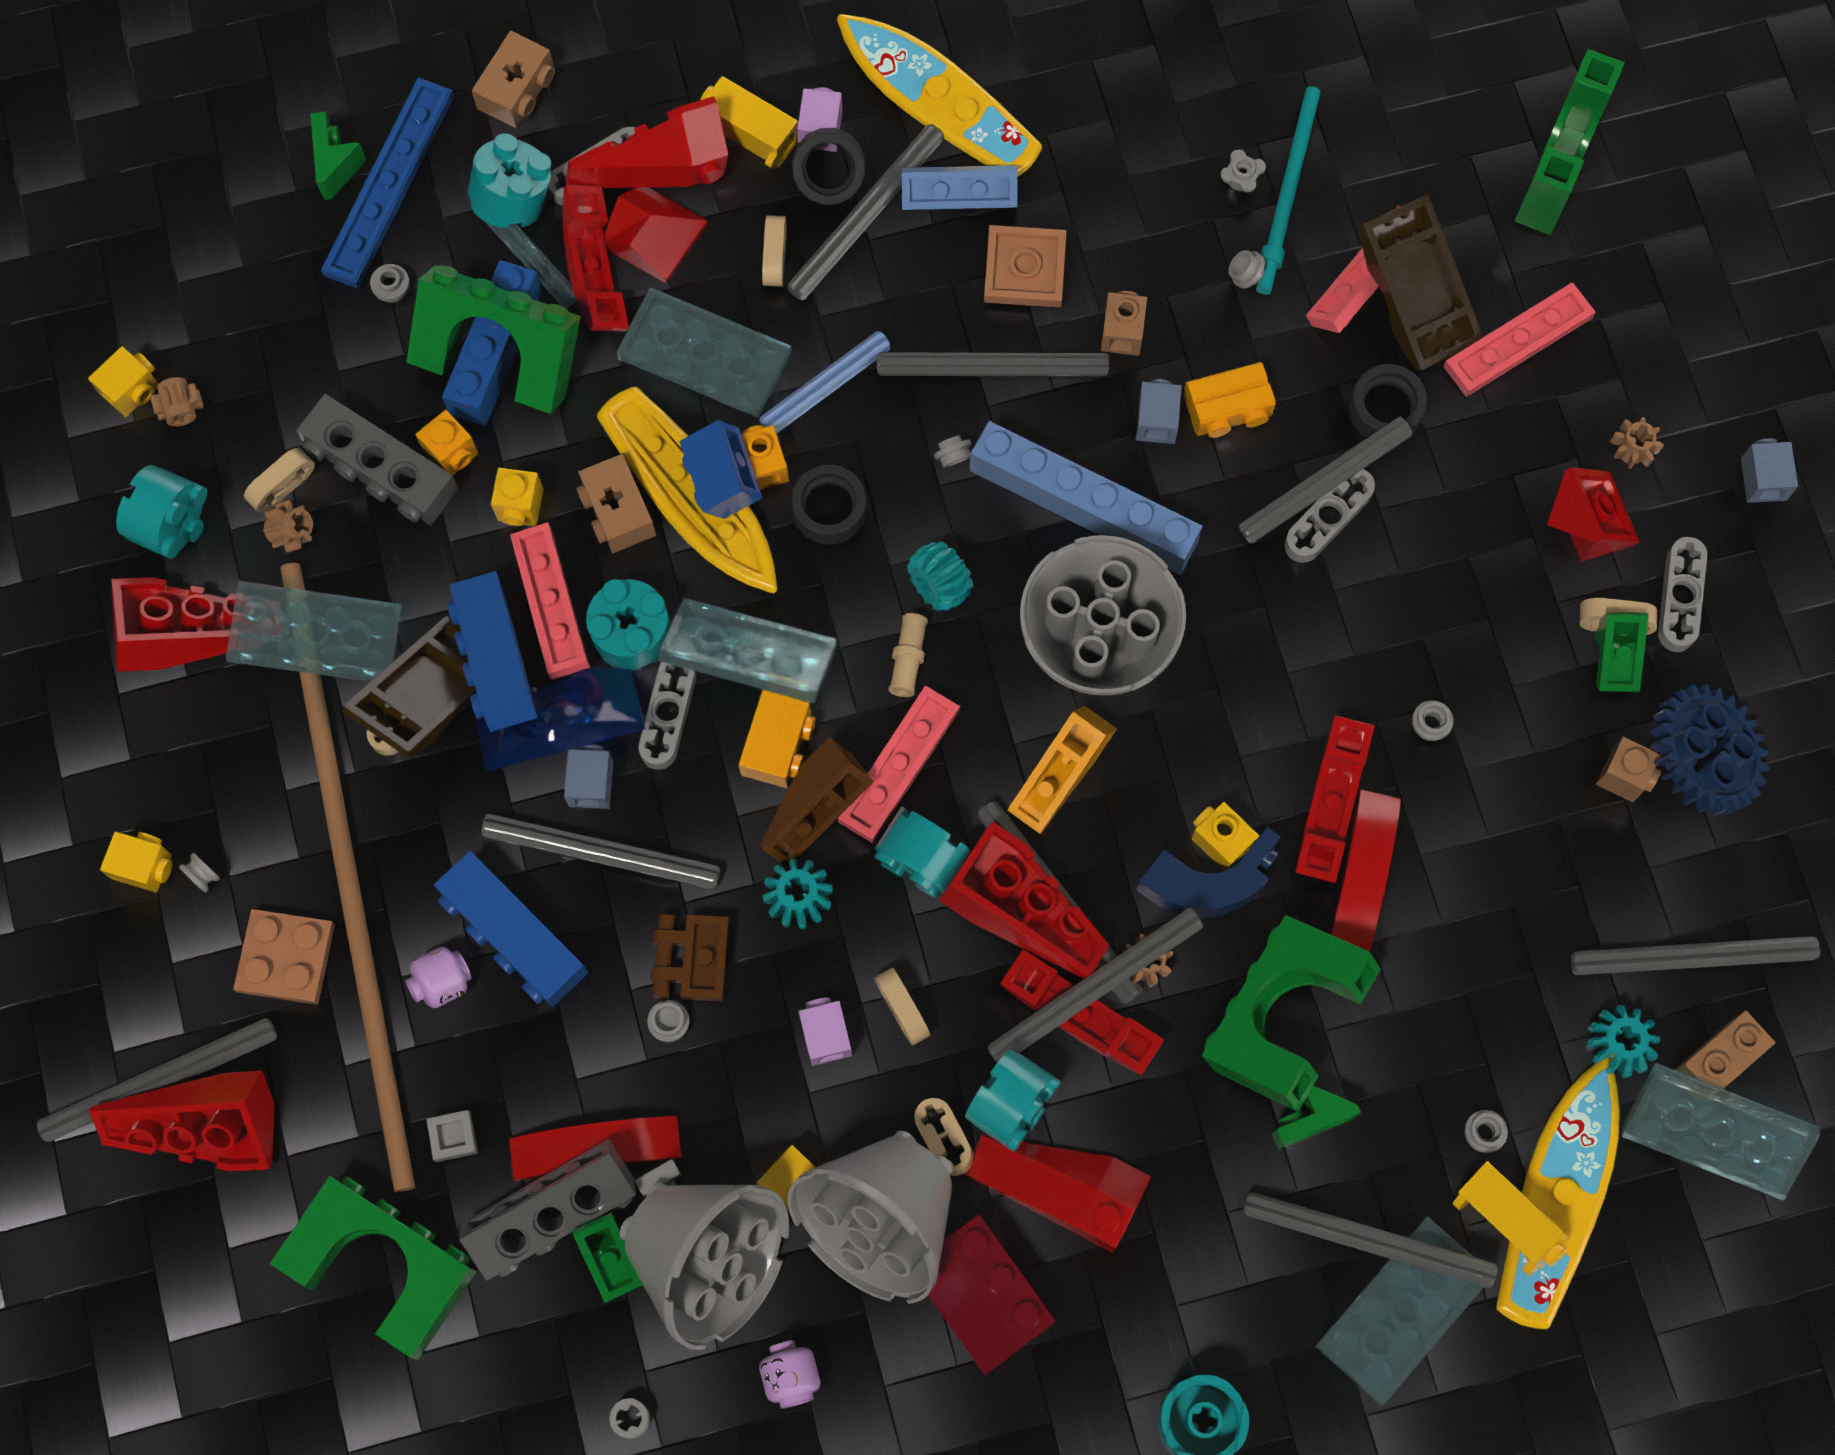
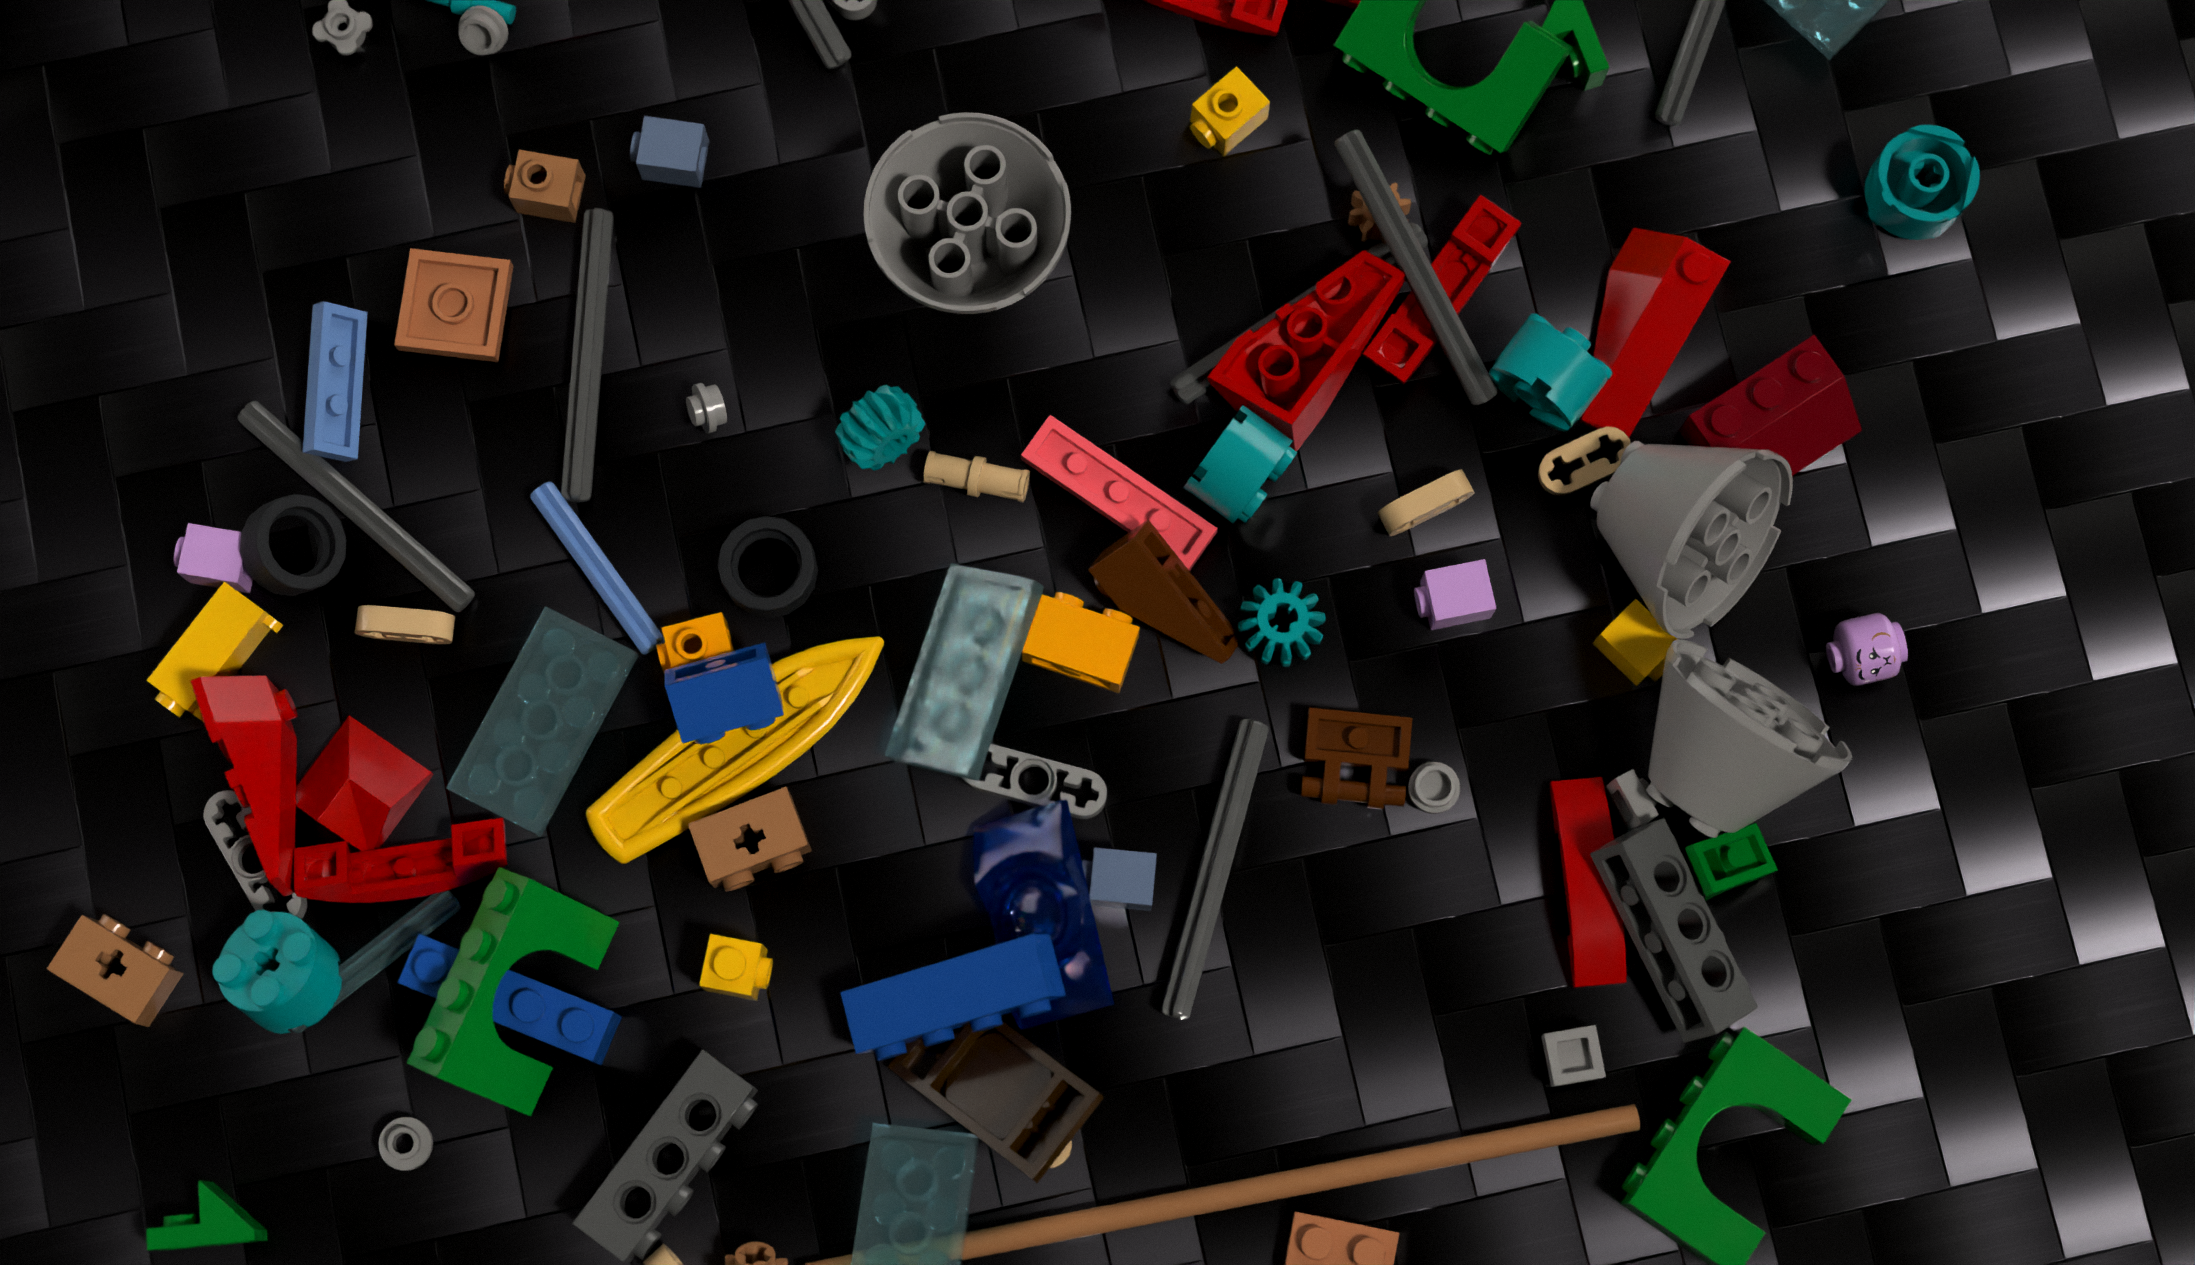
camera: 90 degrees left, 5 degrees up
(387, 183) = (251, 1149): blue tile -> none
(438, 977) = (1374, 1072): lavender head -> none
(447, 443) = (653, 1059): light orange brick -> none
(510, 929) = (1314, 980): blue brick -> none
(549, 601) = (880, 926): coral plate -> none
(618, 605) = (907, 796): teal brick -> none
(626, 1405) = (1928, 839): light grey bush -> none
(938, 93) = (189, 406): piece -> none
(1061, 768) = (1133, 295): light orange slope -> none
(1082, 495) = (782, 247): medium blue brick -> none
(1209, 894) = (1293, 165): dark blue arch -> none
(1229, 400) = (661, 64): light orange brick -> none

